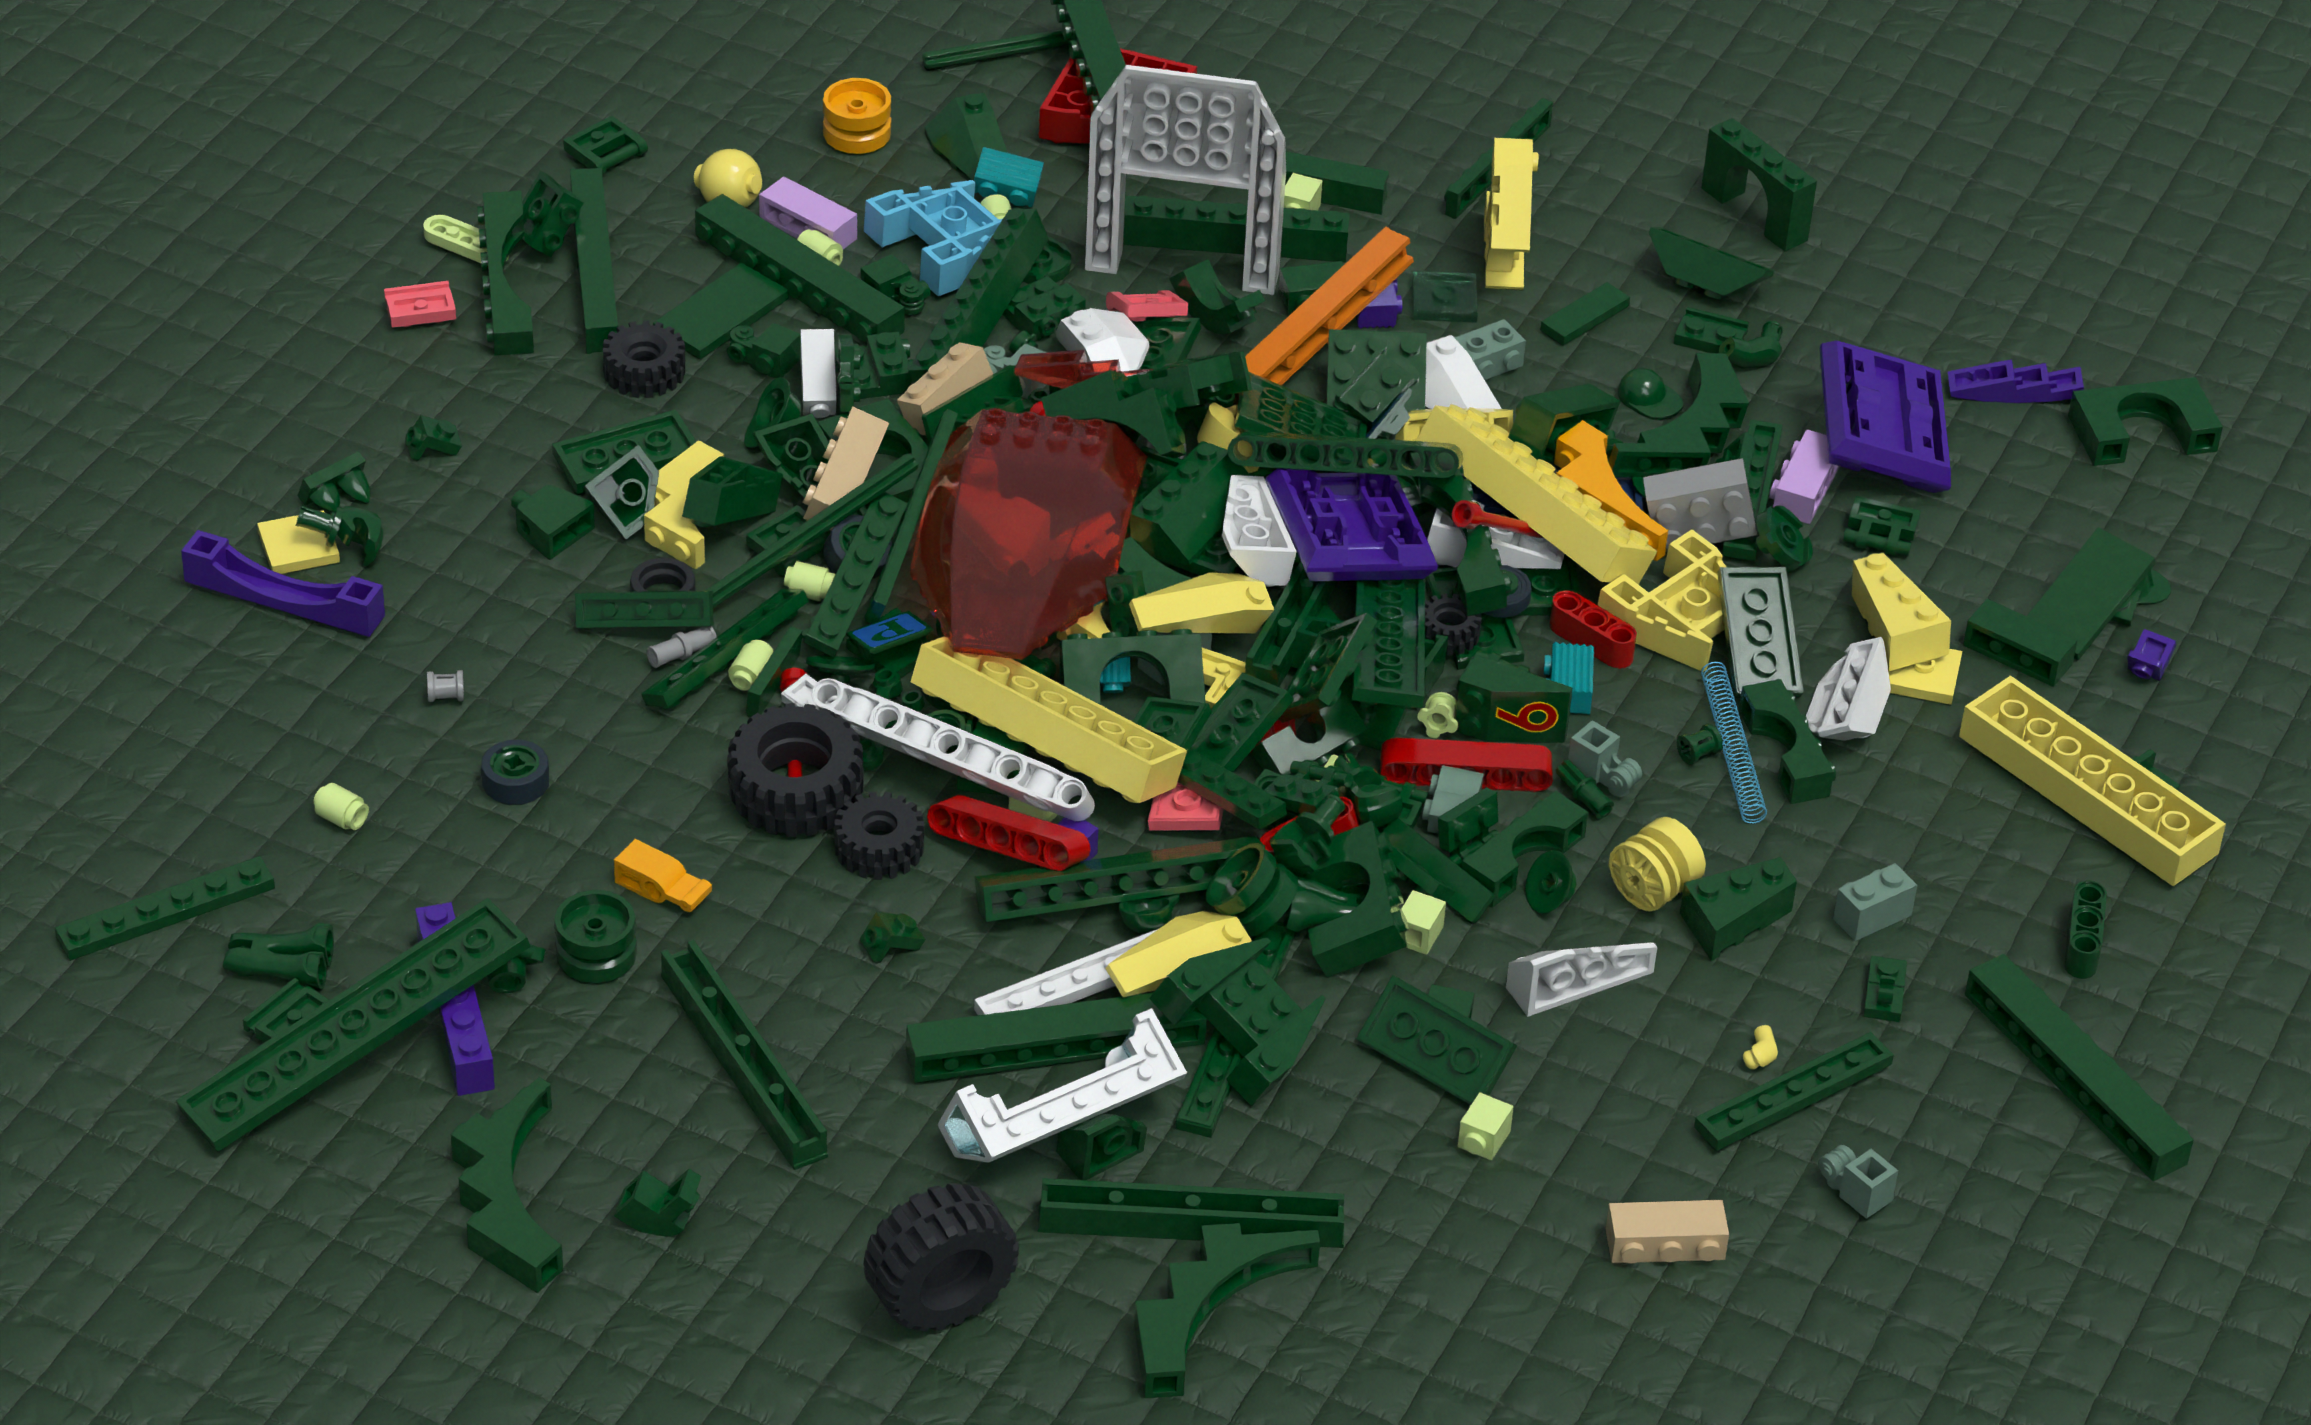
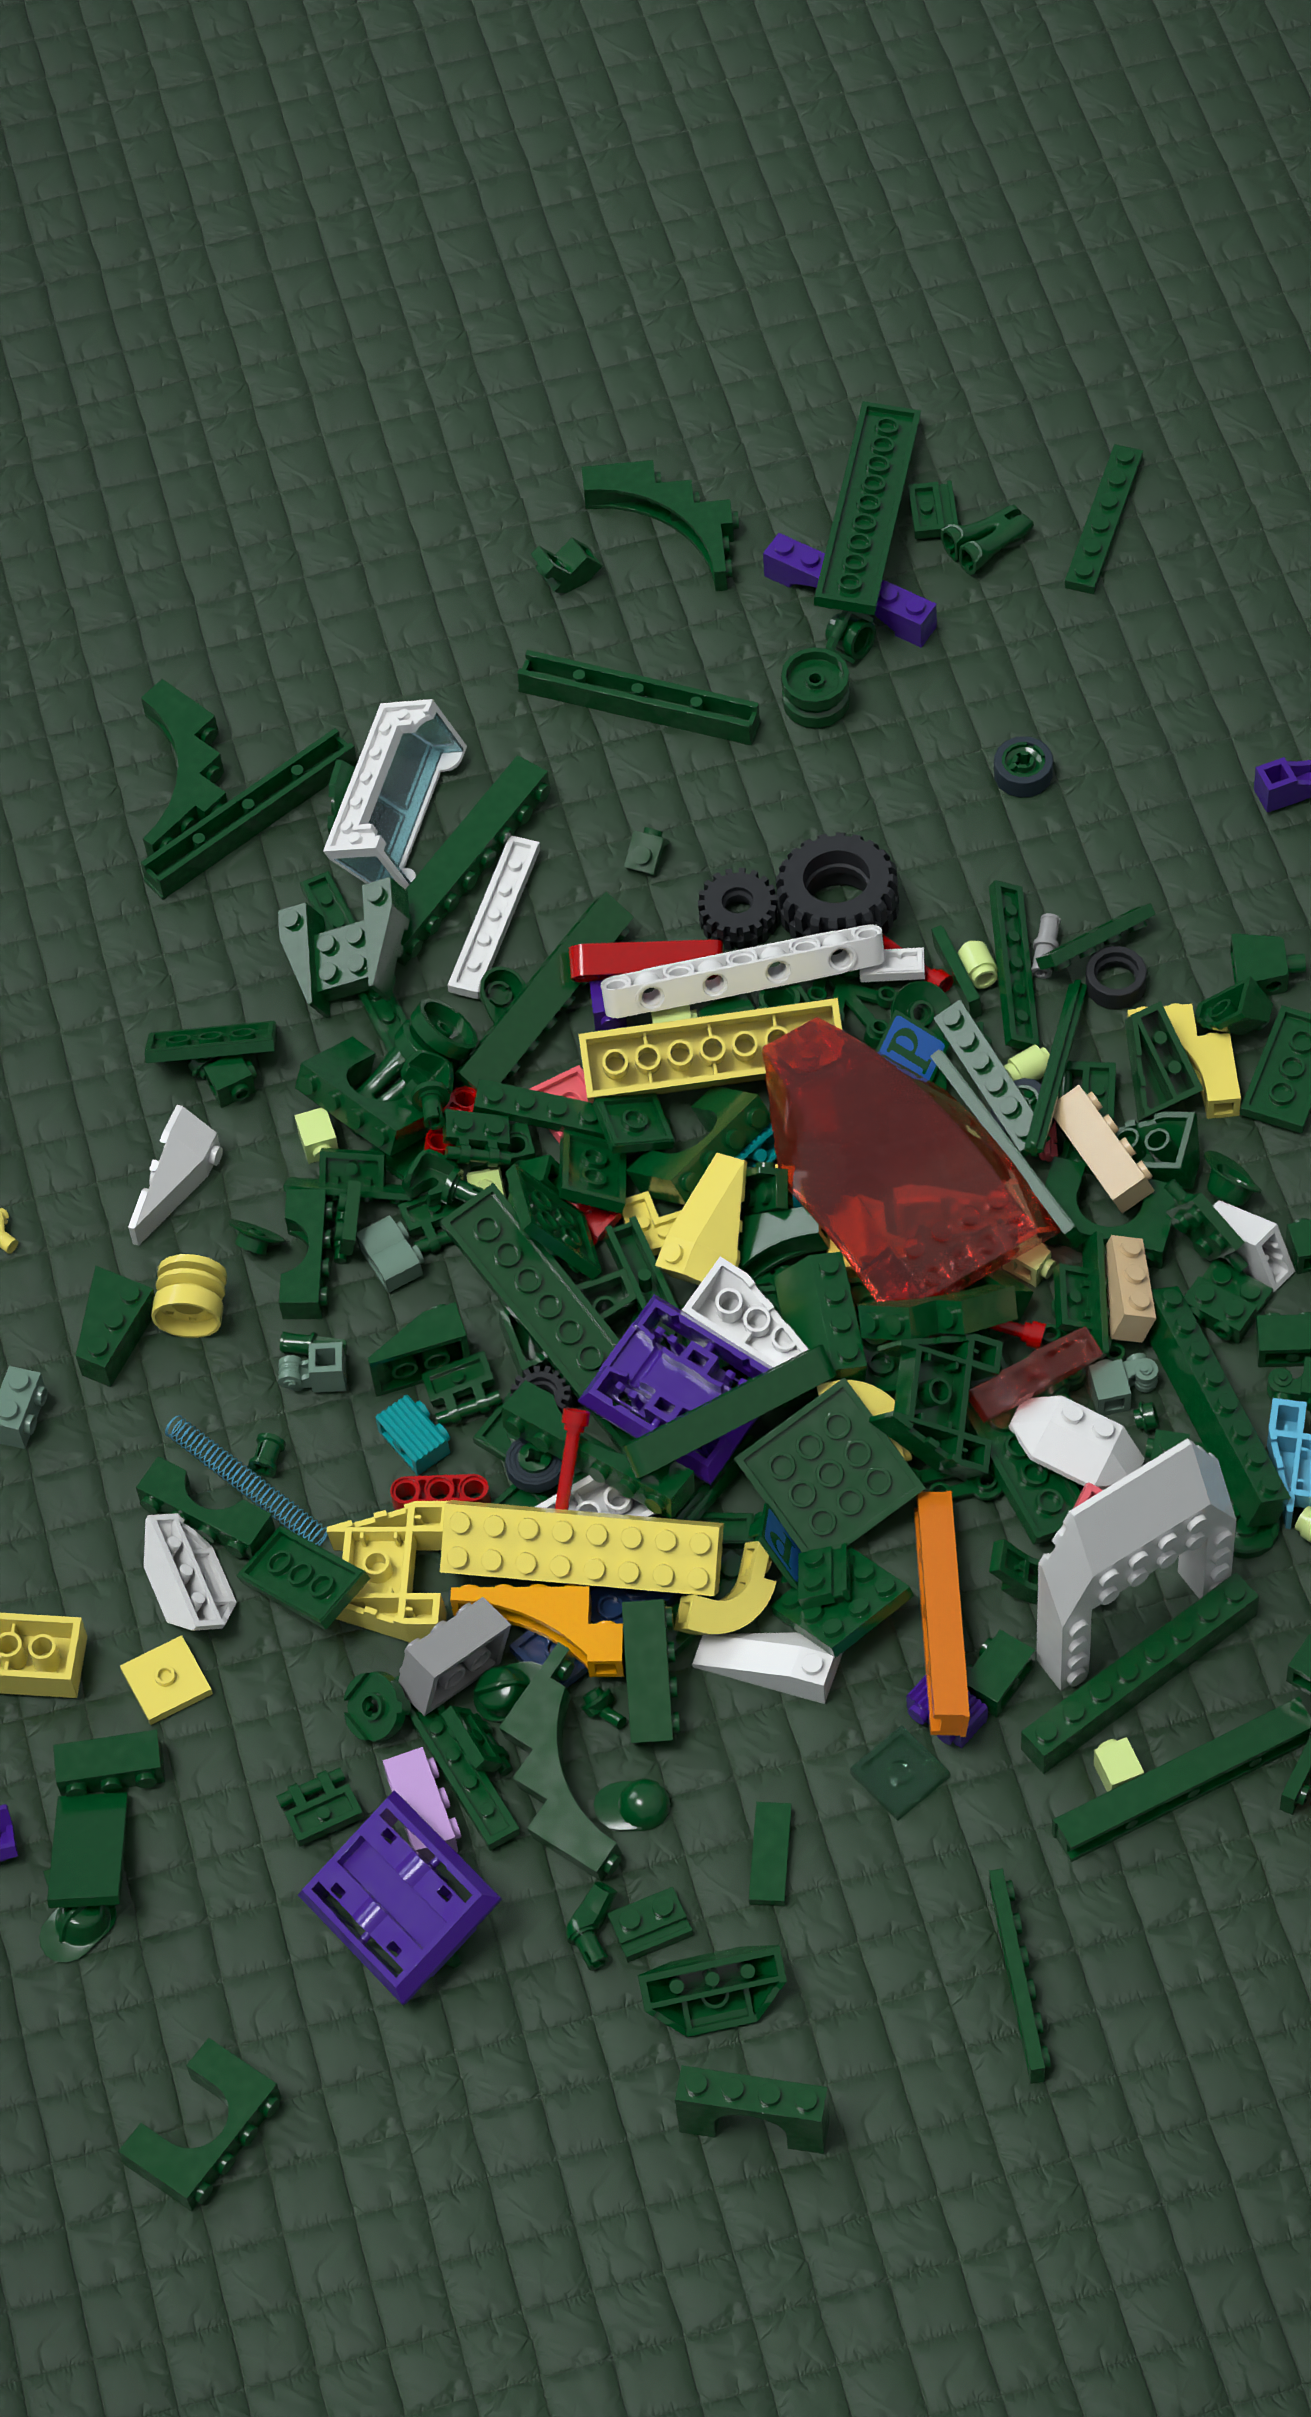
camera: 145 degrees right, 15 degrees up
(340, 806) = (1092, 653): yellowish green brick -> none
(445, 686) = (1149, 787): light grey bush -> none
(658, 877) = (836, 768): light orange piece -> none
(941, 1257) = (339, 622): black tyre -> none
(1167, 948) = (438, 960): light yellow wedge -> none
(1439, 714) = (475, 1321): yellowish green brick -> none
(1485, 1126) = (125, 1016): yellowish green brick -> none
(1494, 348) = (794, 1722): sand green brick -> none
(1503, 764) = (407, 1298): red beam -> none
(1508, 212) = (902, 1849): light yellow wedge -> none
(1899, 613) = (218, 1691): light yellow wedge -> none
(2008, 385) = (346, 2083): dark purple slope -> none

